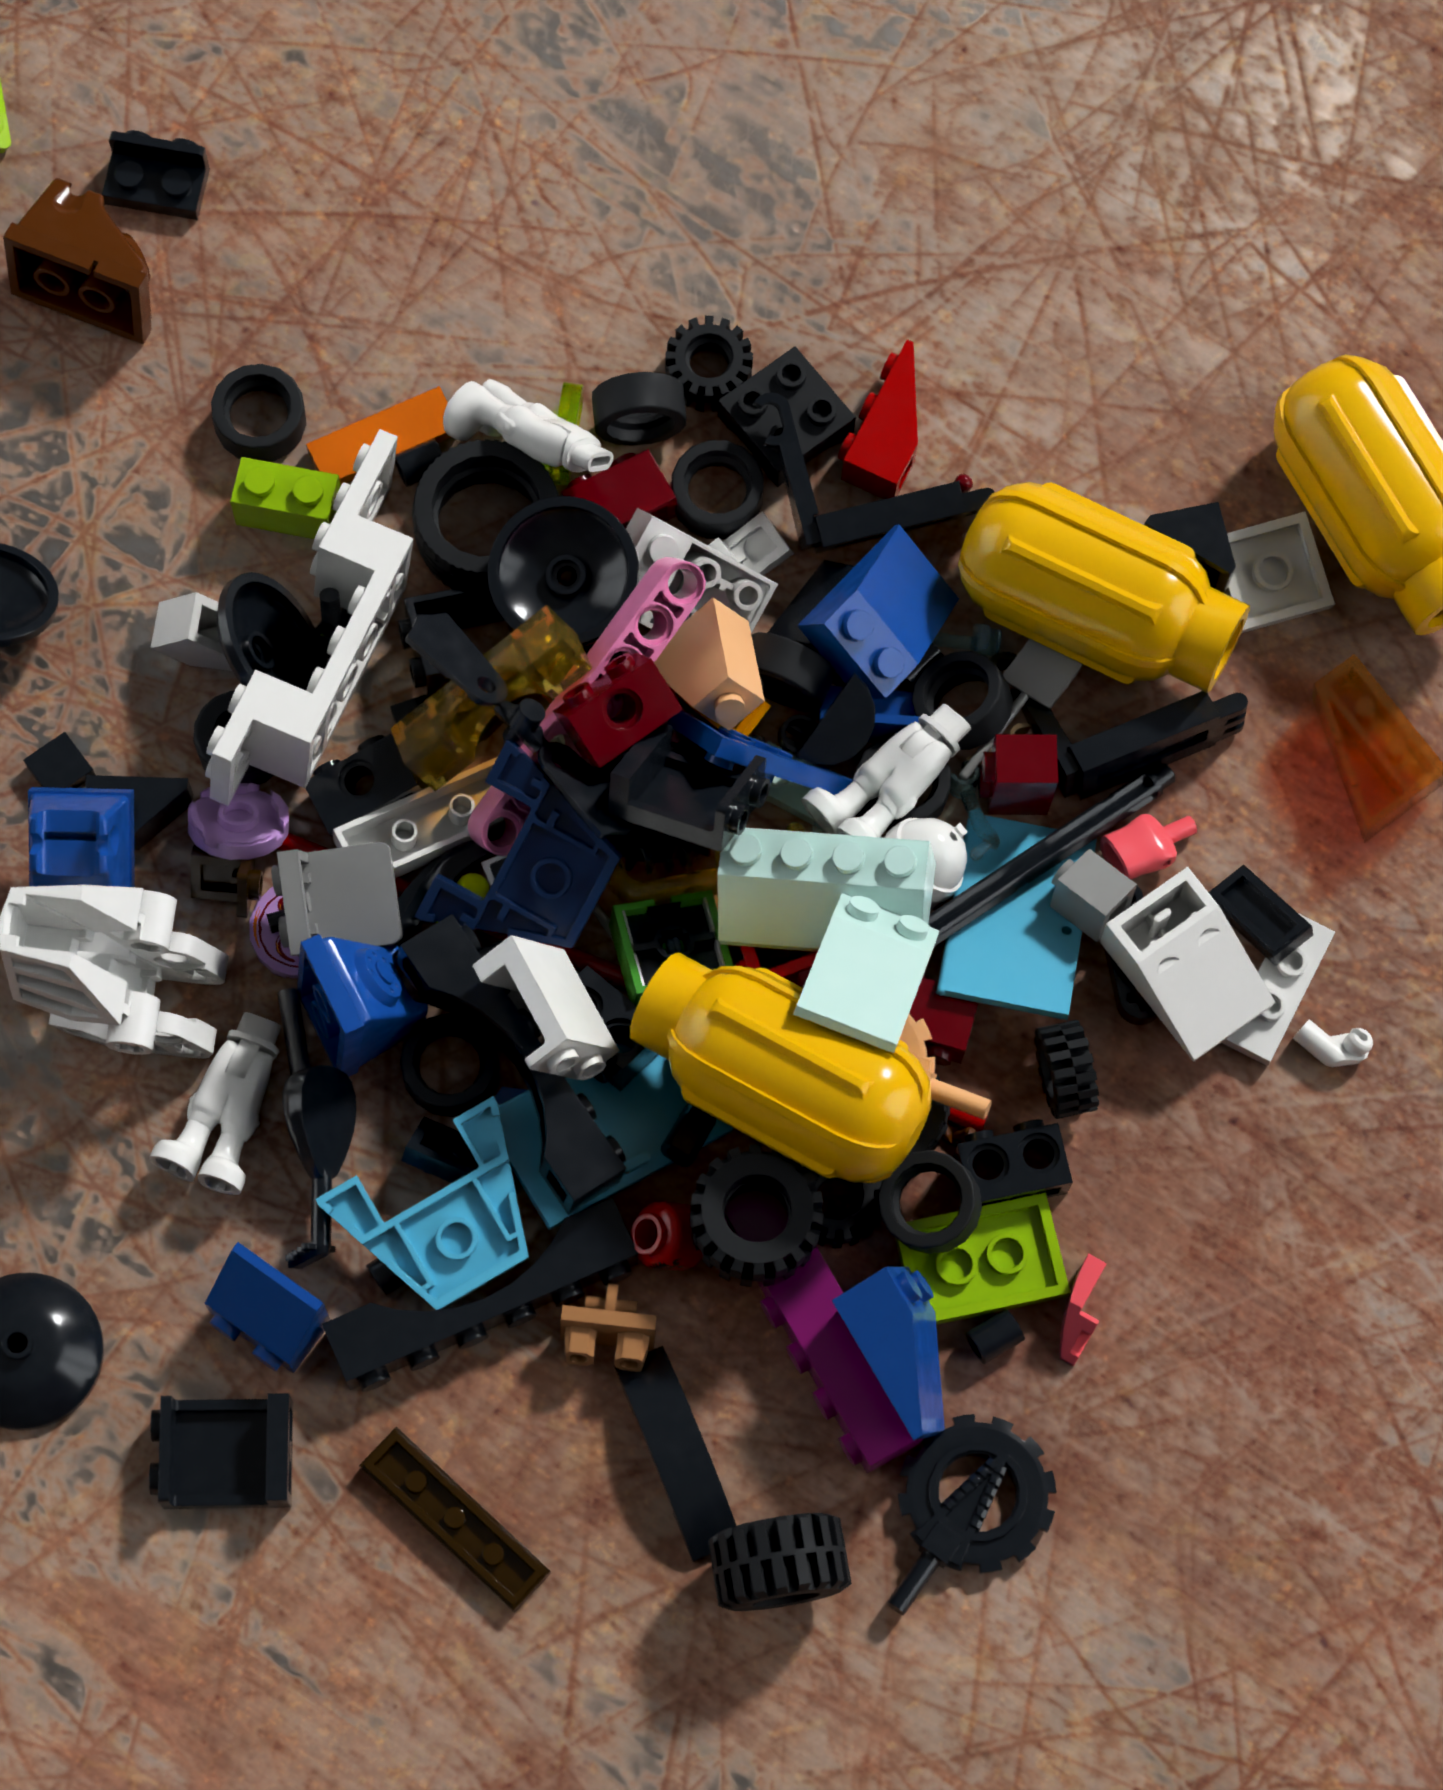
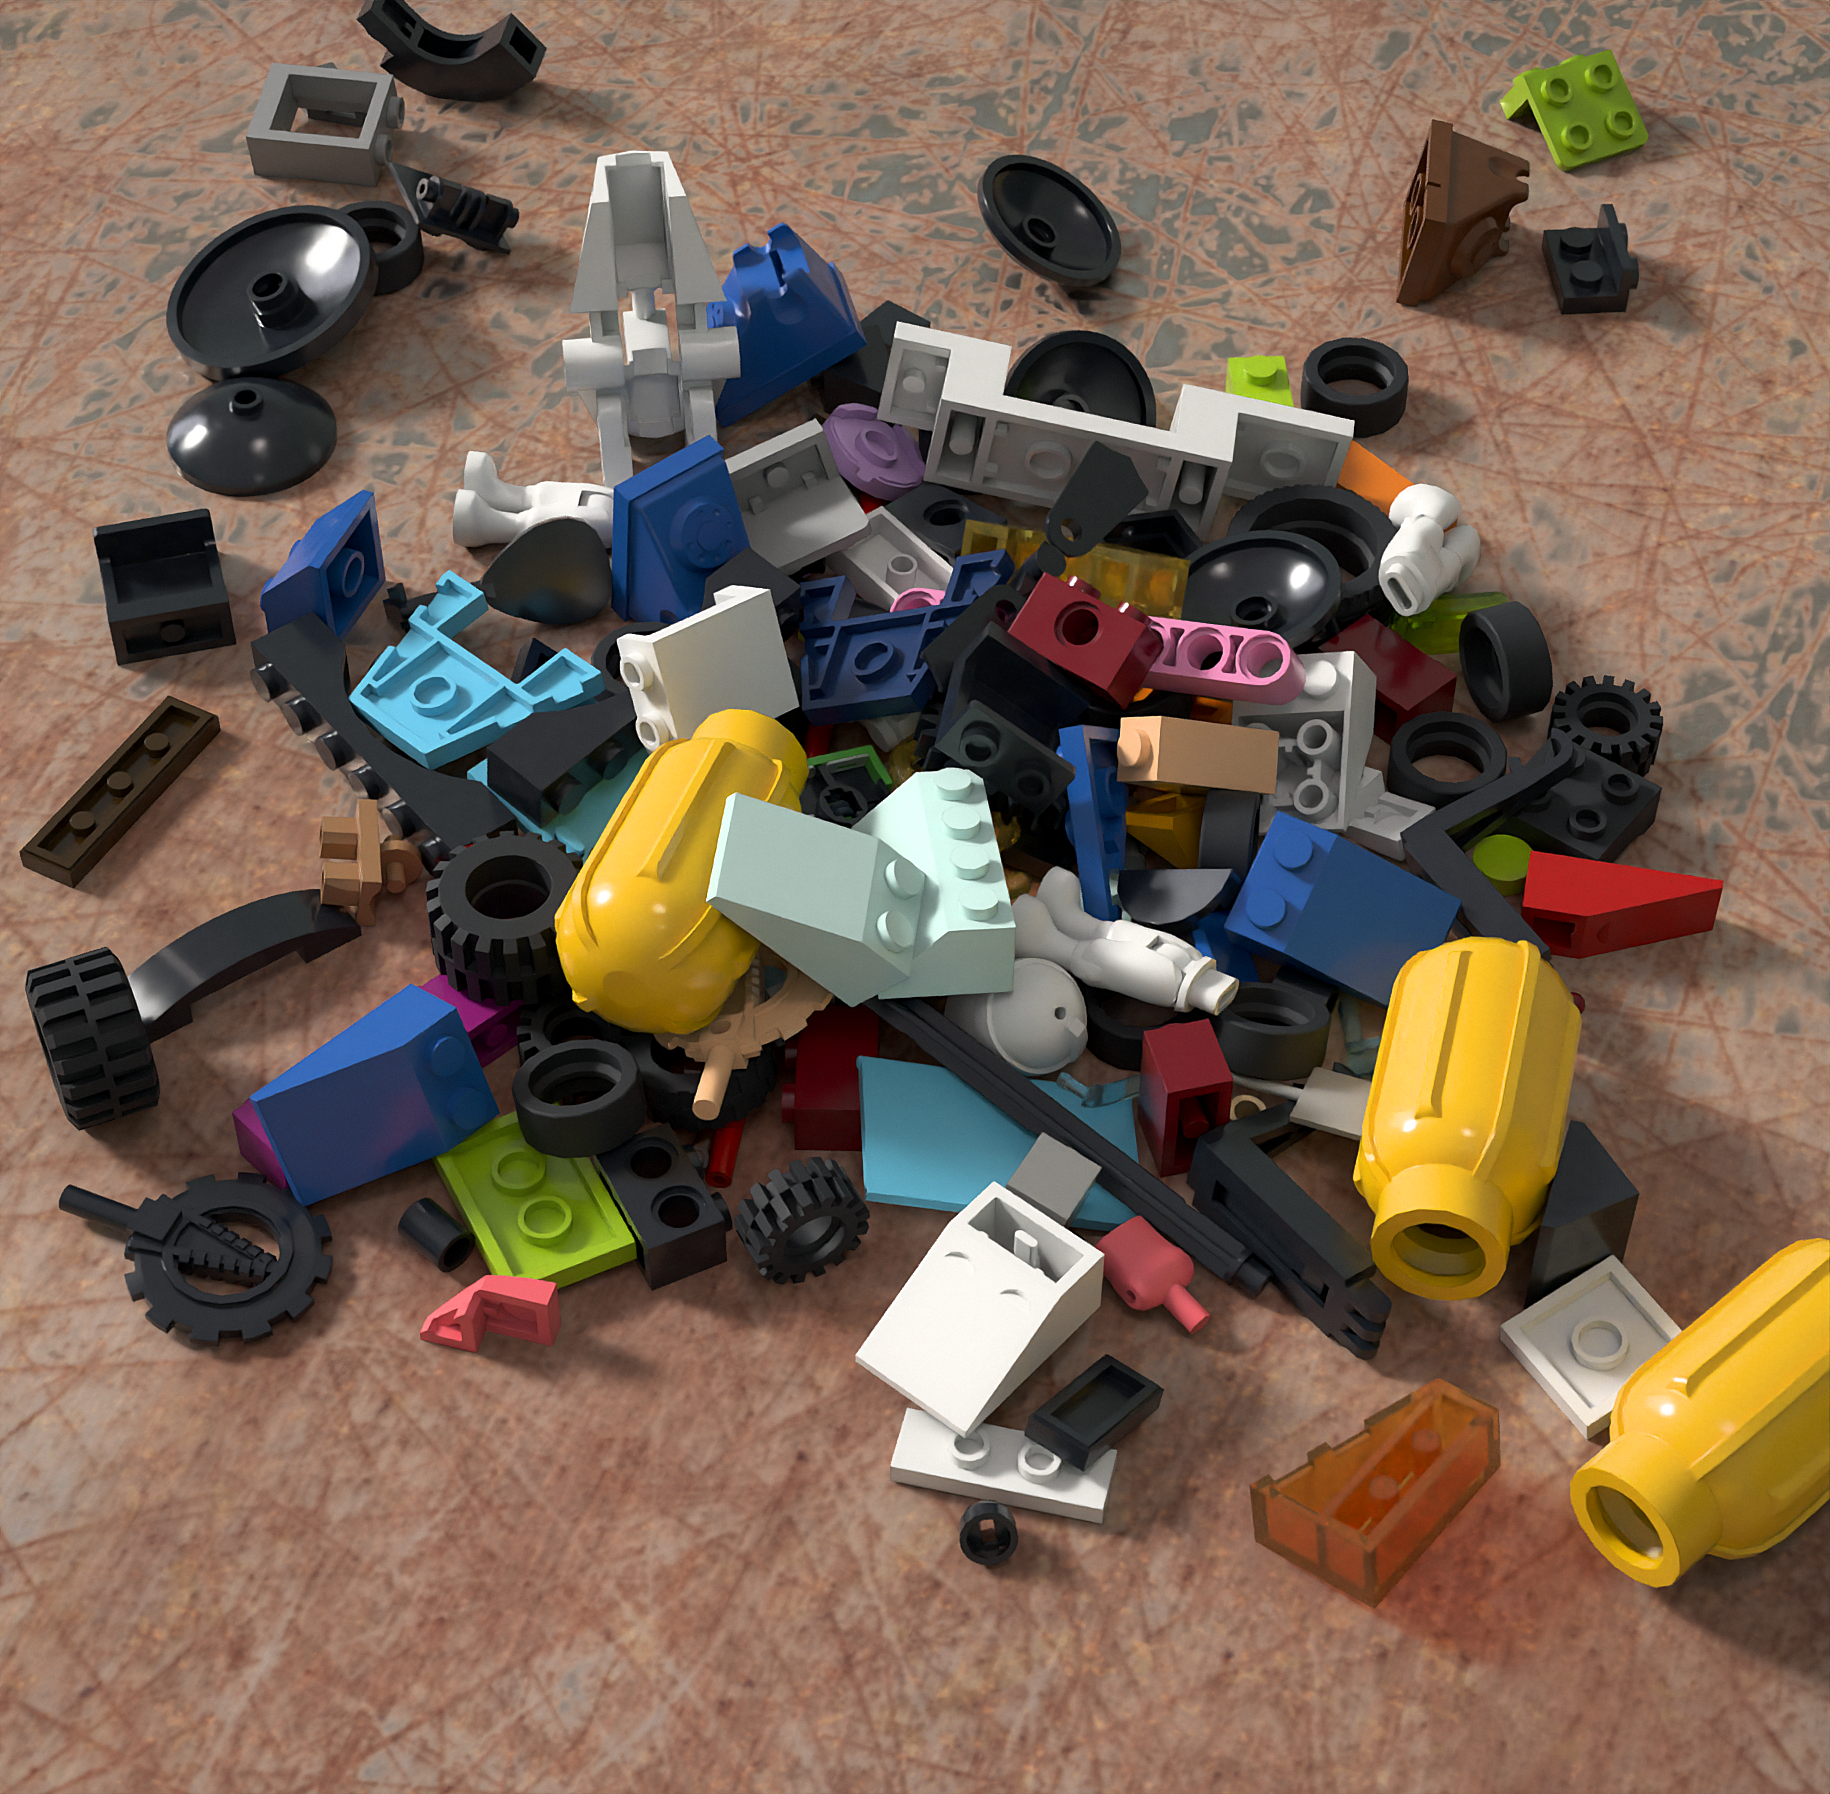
camera: 80 degrees right, 25 degrees down
(825, 481) = (1503, 862): none -> lime tile
(1335, 1011) = (971, 1538): none -> black hinge
(1337, 1049) = (931, 1541): white arm -> none

